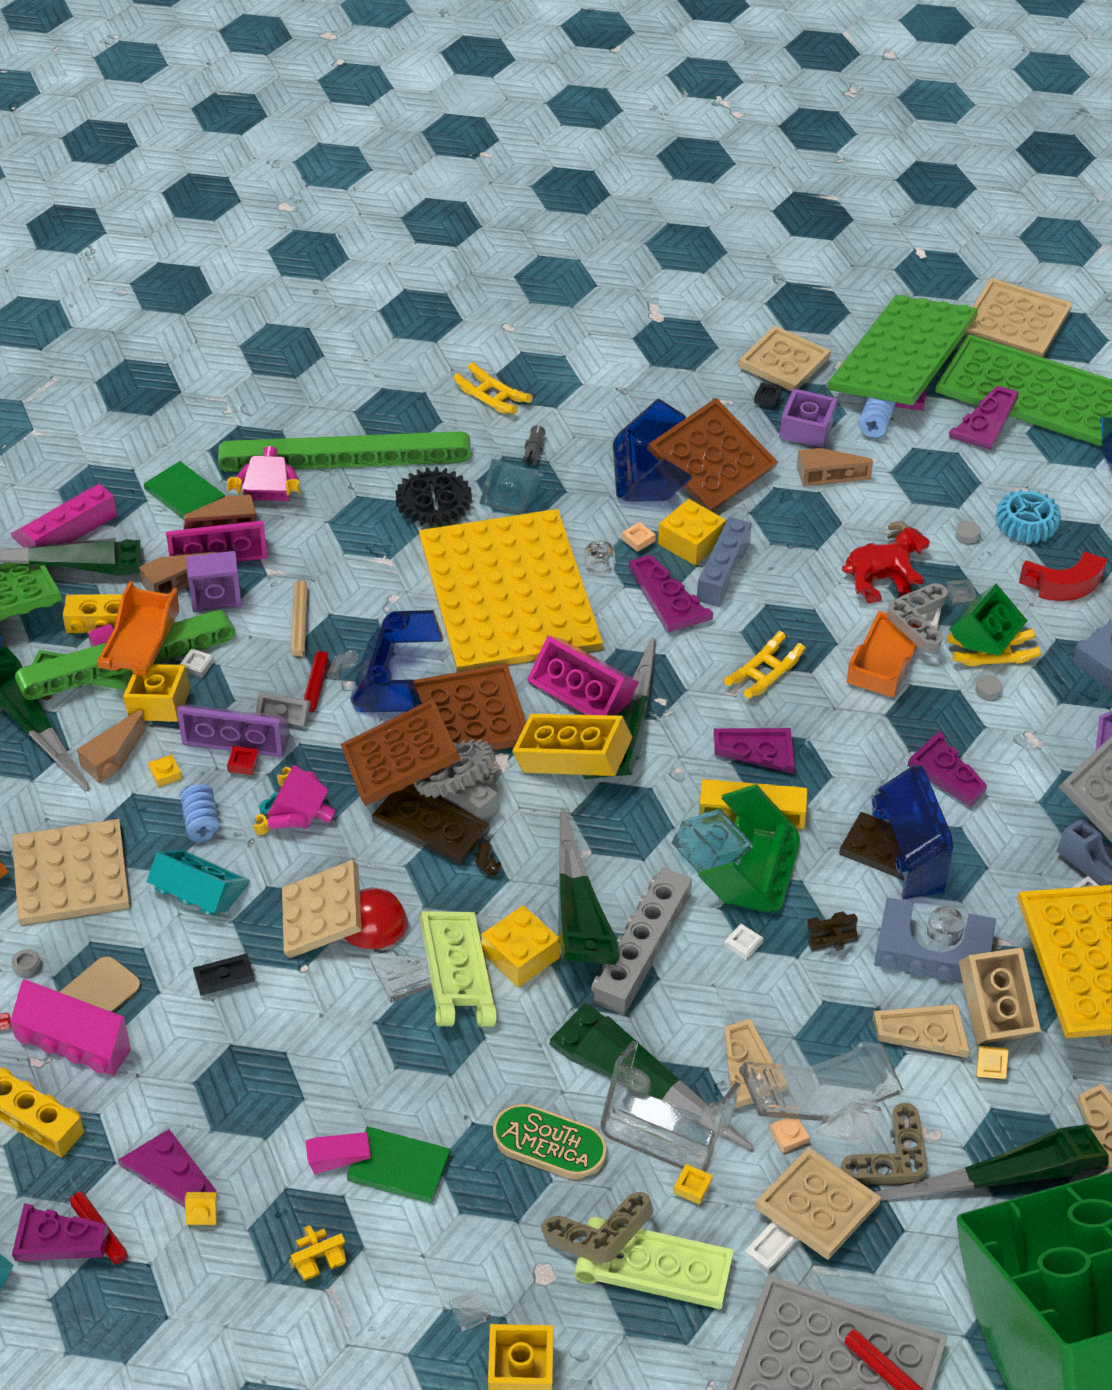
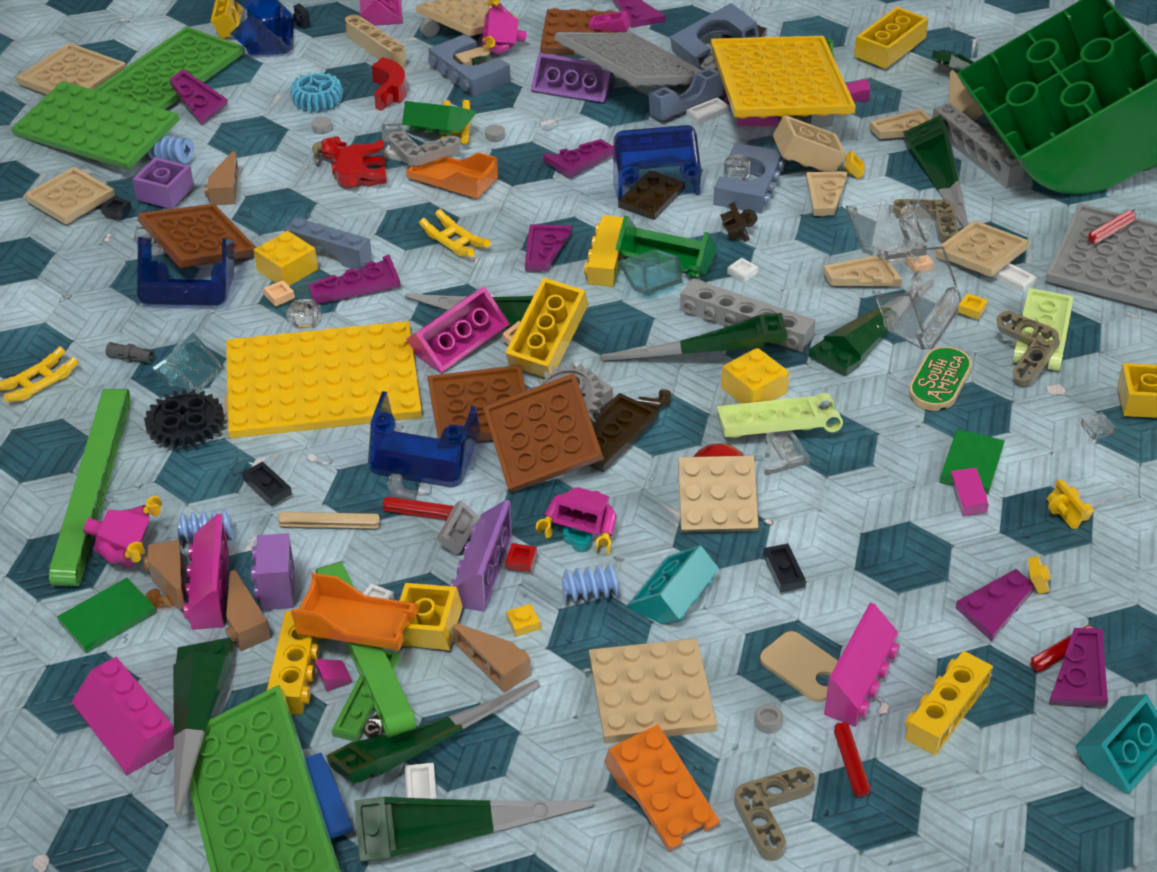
camera: 85 degrees left, 5 degrees down
(282, 532) = (189, 527): none -> light blue piece
(346, 567) = (267, 483): none -> black plate

